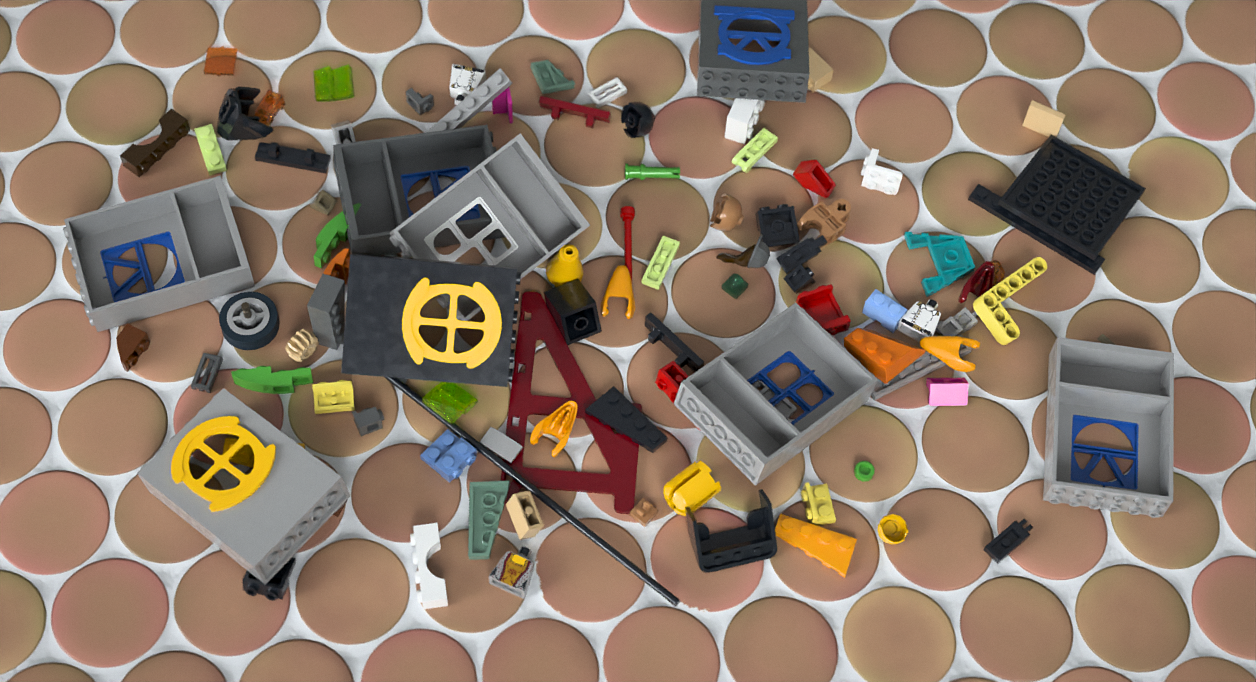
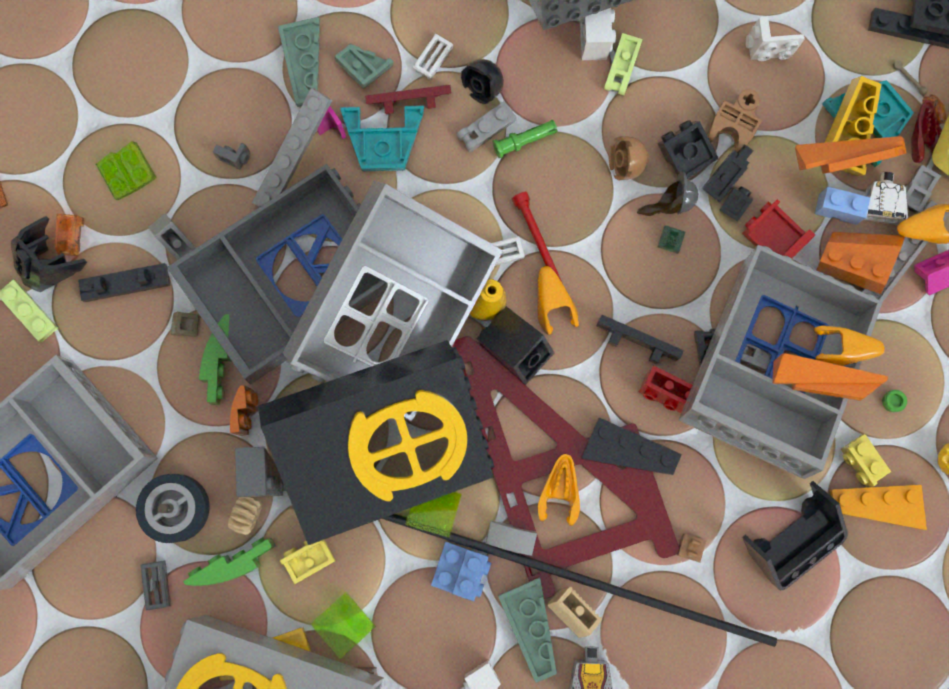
camera: 20 degrees left, 20 degrees up
(131, 345) = (56, 593): reddish brown slope -> none
(339, 454) = (342, 625): none -> clear neon green slope
(368, 420) = (356, 569): dark grey brick -> none
(465, 81) = (273, 111): white torso -> none
(508, 50) = (301, 52): none -> sand green wing
(543, 138) = (382, 147): none -> teal wing
(593, 247) = (510, 250): none -> white tile
(625, 154) = (487, 126): none -> light grey plate
(660, 262) = (582, 245): yellowish green plate -> none
(691, 488) = (744, 513): yellow cylinder -> none
(799, 402) = (824, 377): none -> orange wedge
(814, 178) = (701, 73): red slope -> none
(832, 395) = (855, 346): none -> light orange animal
(901, 270) = (848, 154): none -> orange wedge
(913, 258) = (856, 116): none -> yellow wedge
(980, 232) = (898, 65): none -> dark tan hinge

